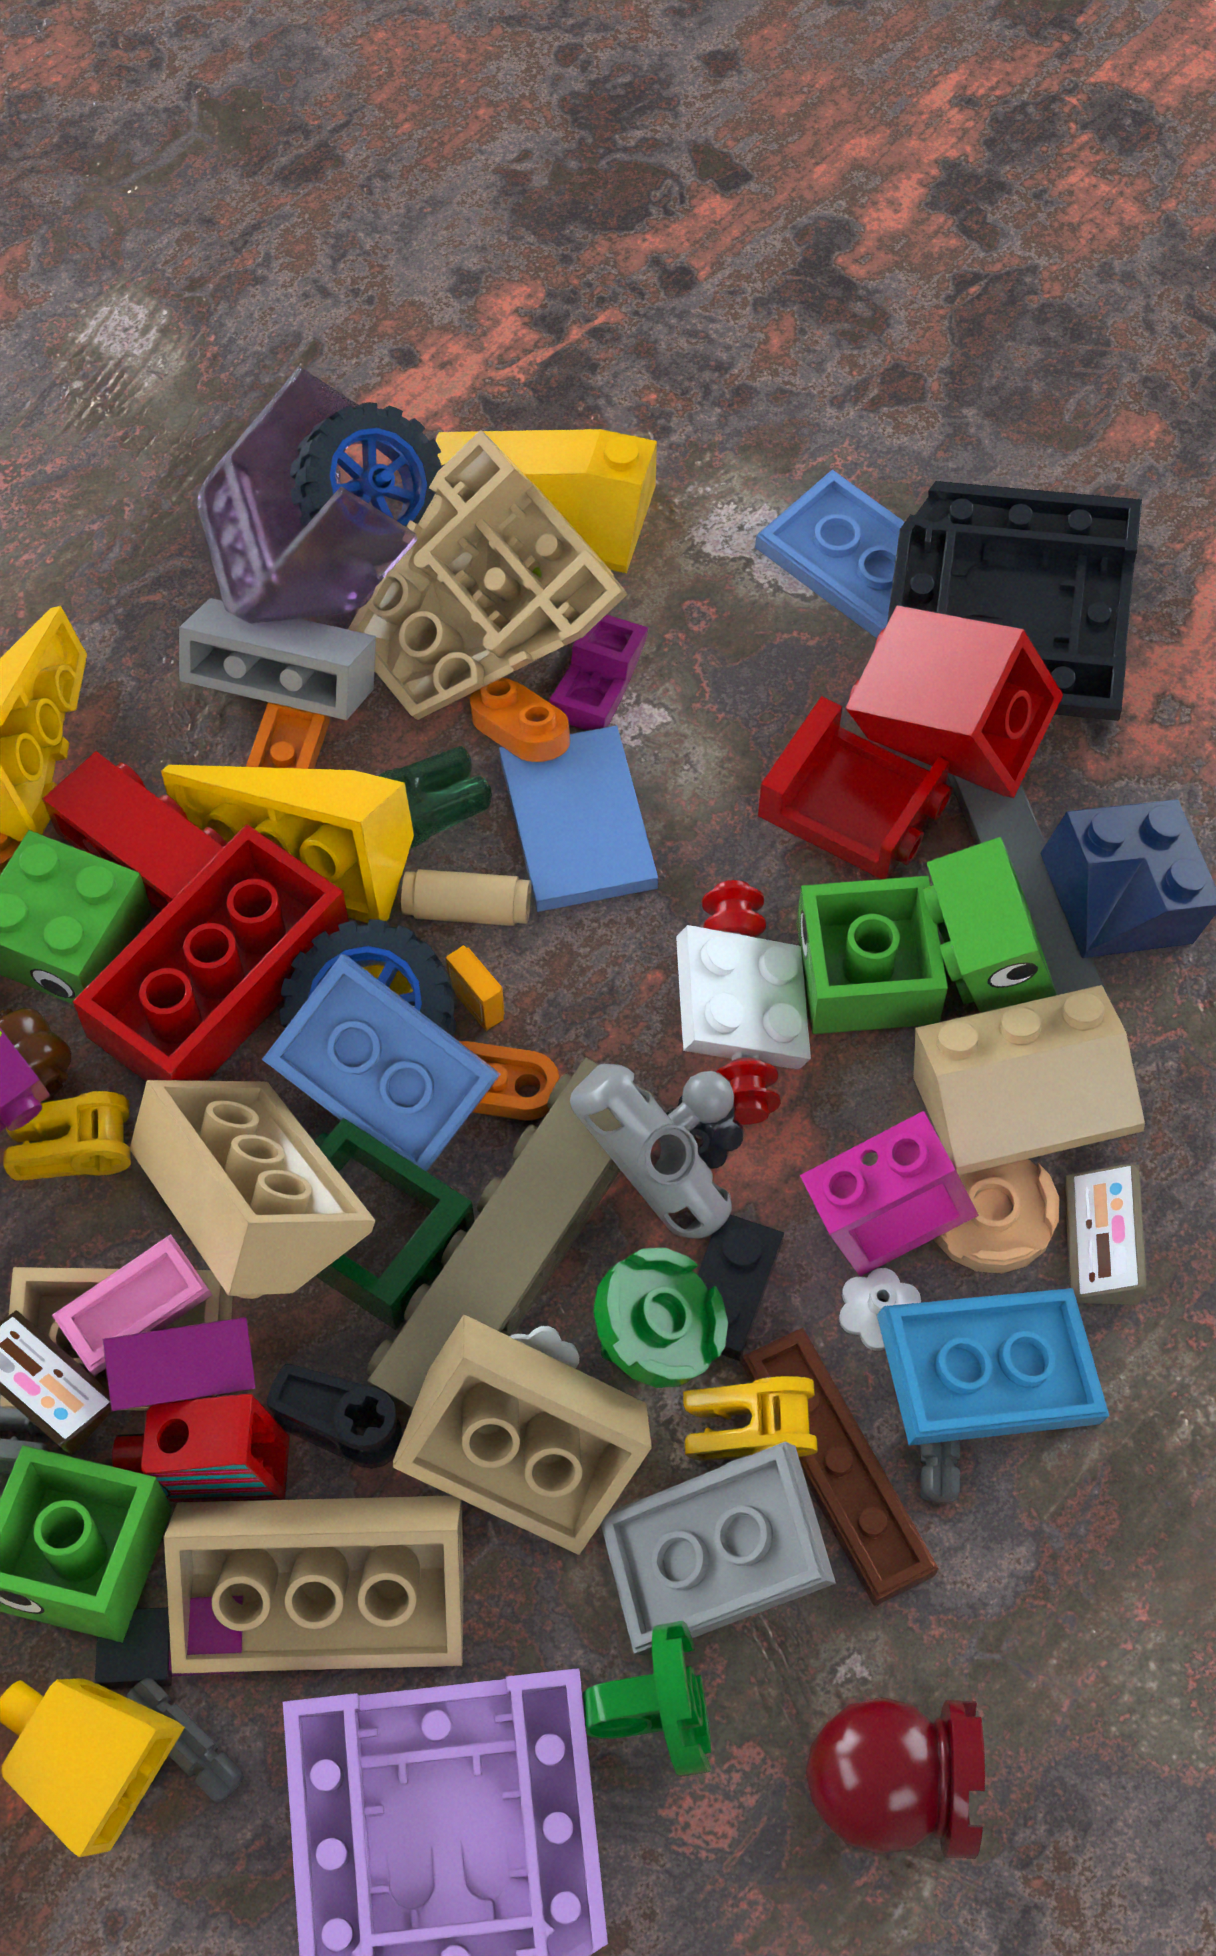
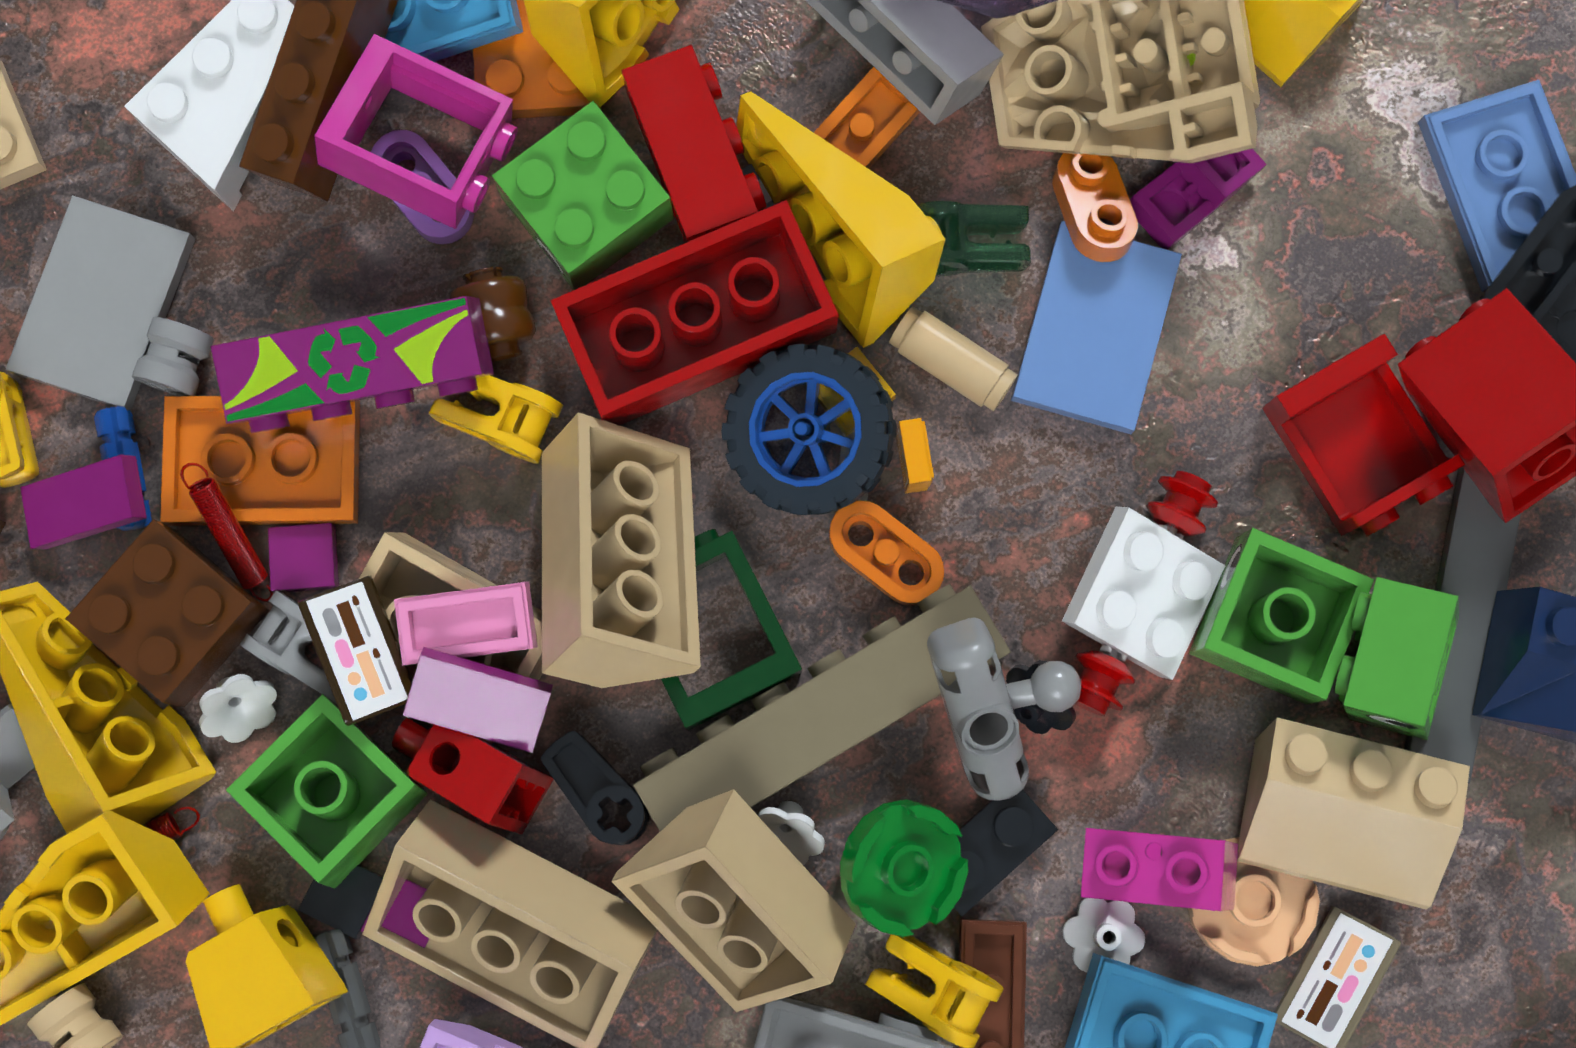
camera: 25 degrees right, 20 degrees up
(381, 1064) = (789, 500): medium blue tile -> none

